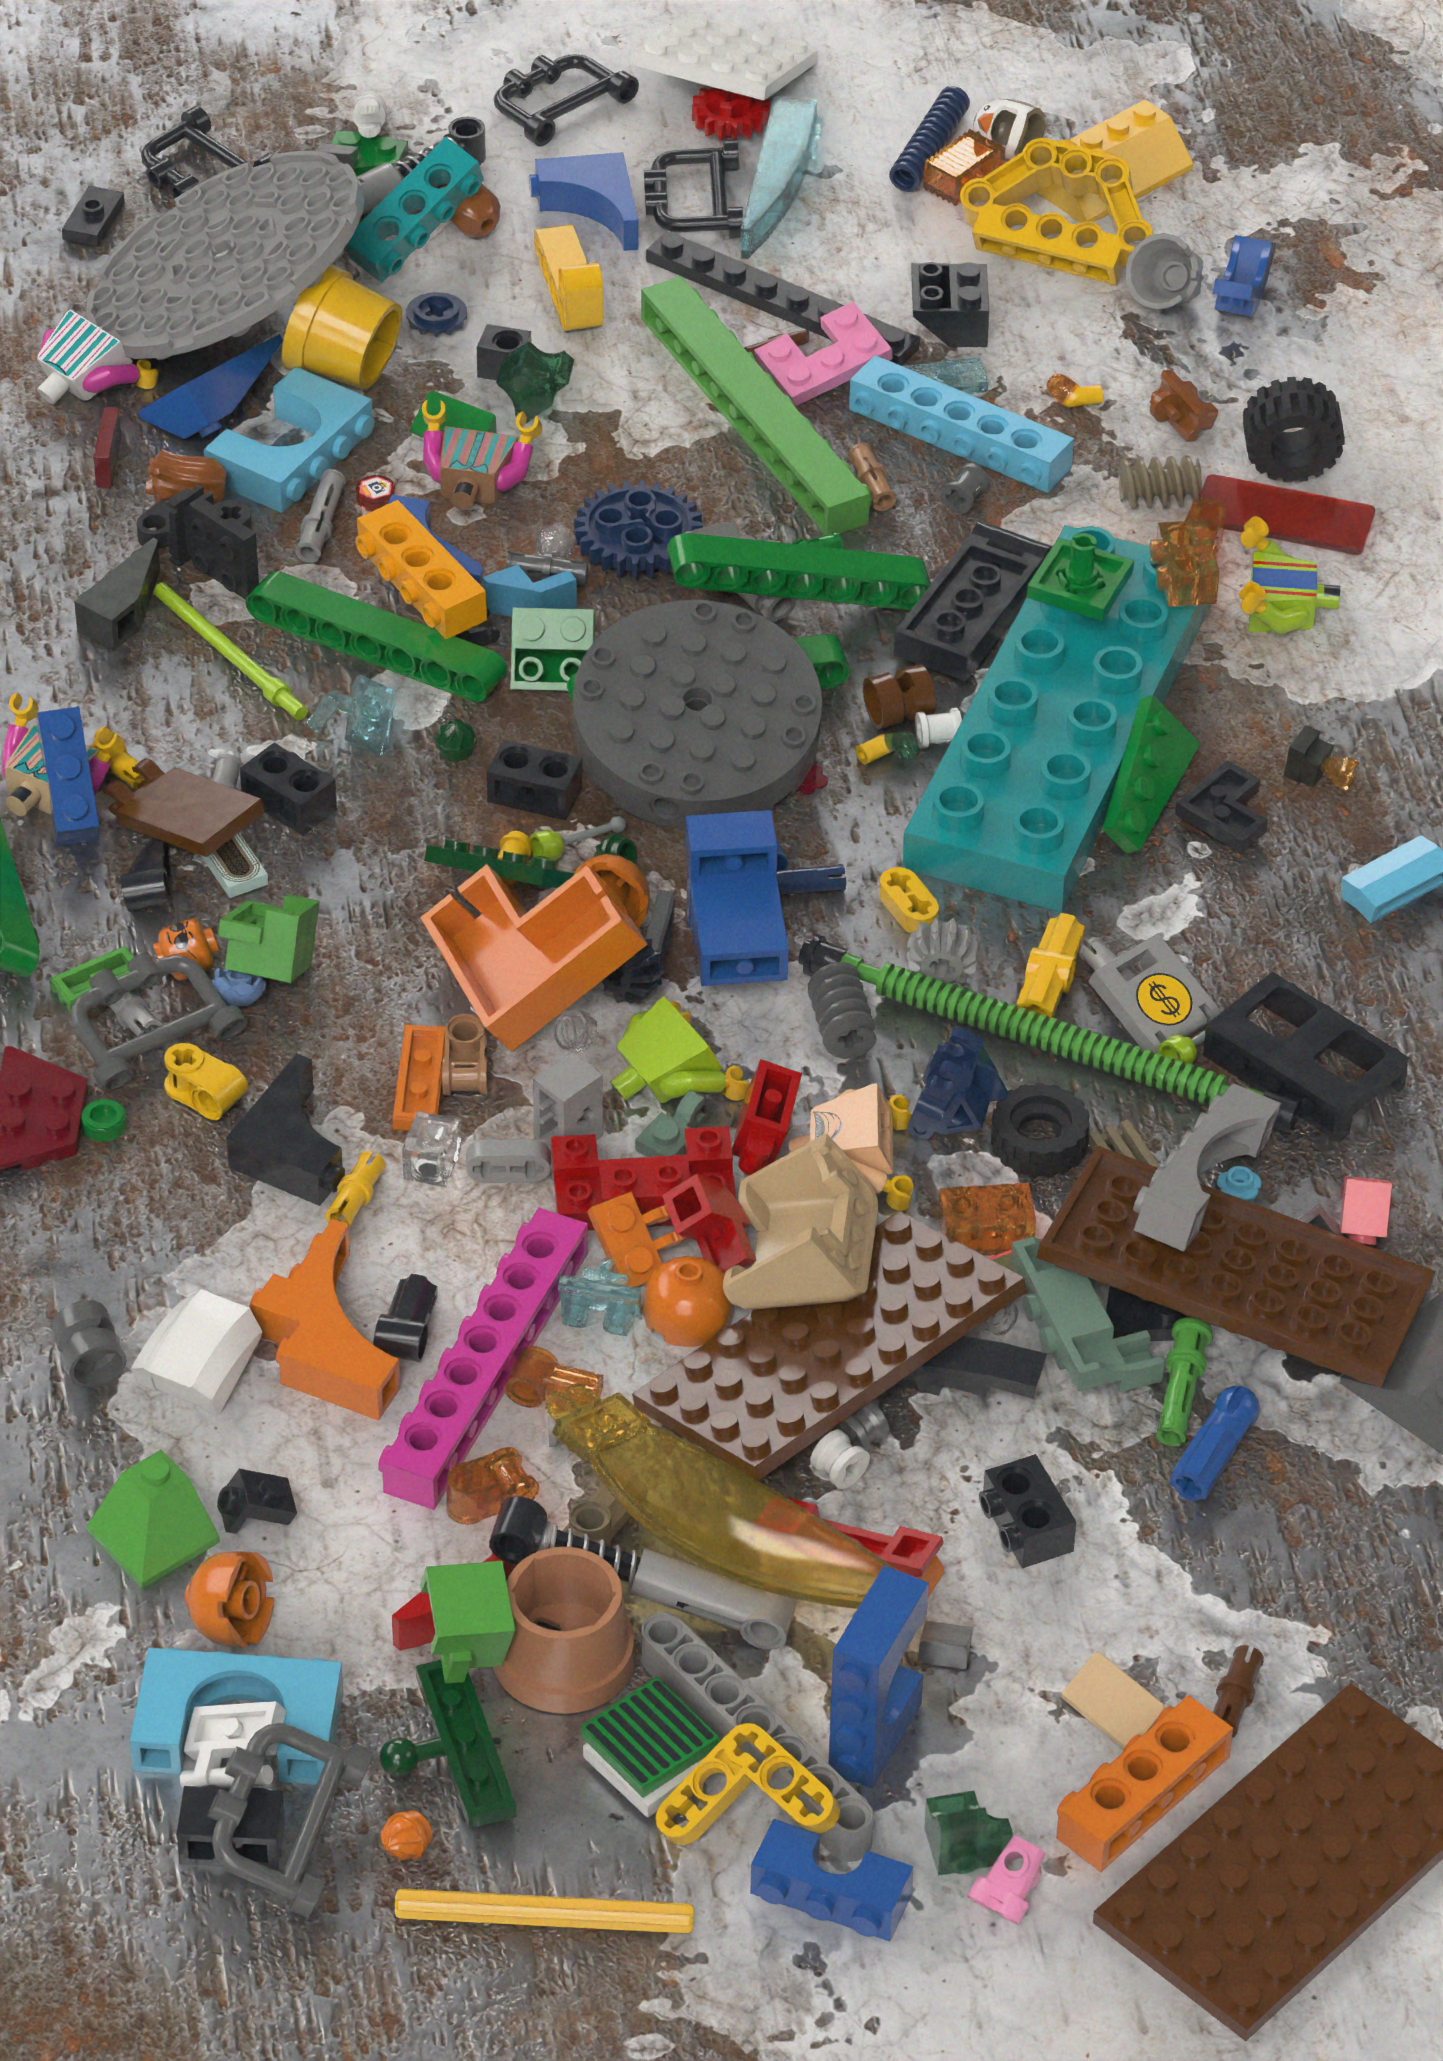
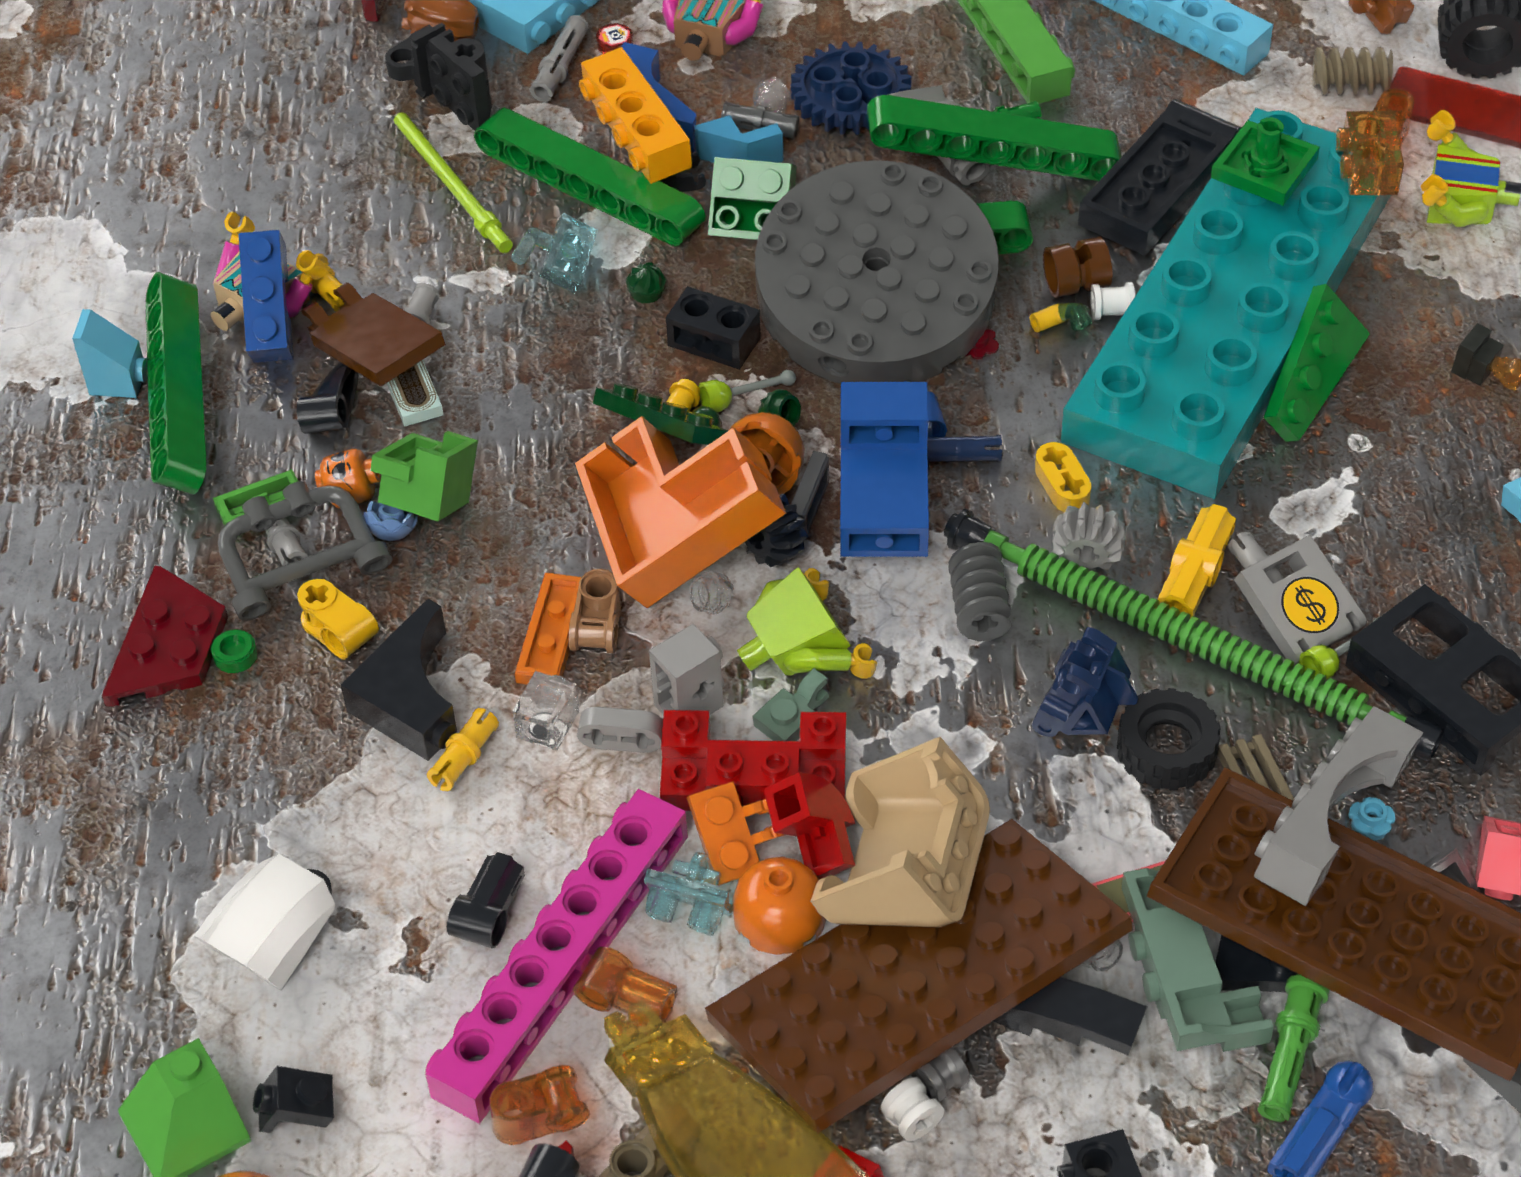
camera: 10 degrees right, 5 degrees up
(88, 1344) = (159, 902): dark grey wheel -> none
(119, 601) = (360, 126): pearl dark grey slope -> none
(289, 788) = (478, 320): black brick -> none
(317, 1342) = (391, 926): orange arch -> none
(765, 1116) = (885, 705): red brick -> none
(863, 1128) = (980, 731): light nougat torso -> none
(873, 475) = (1073, 38): medium nougat pin -> none
(961, 492) = (1160, 71): dark grey bush -> none
(987, 1216) = (1101, 846): clear orange brick -> none
(1219, 808) = (1382, 401): black plate -> none

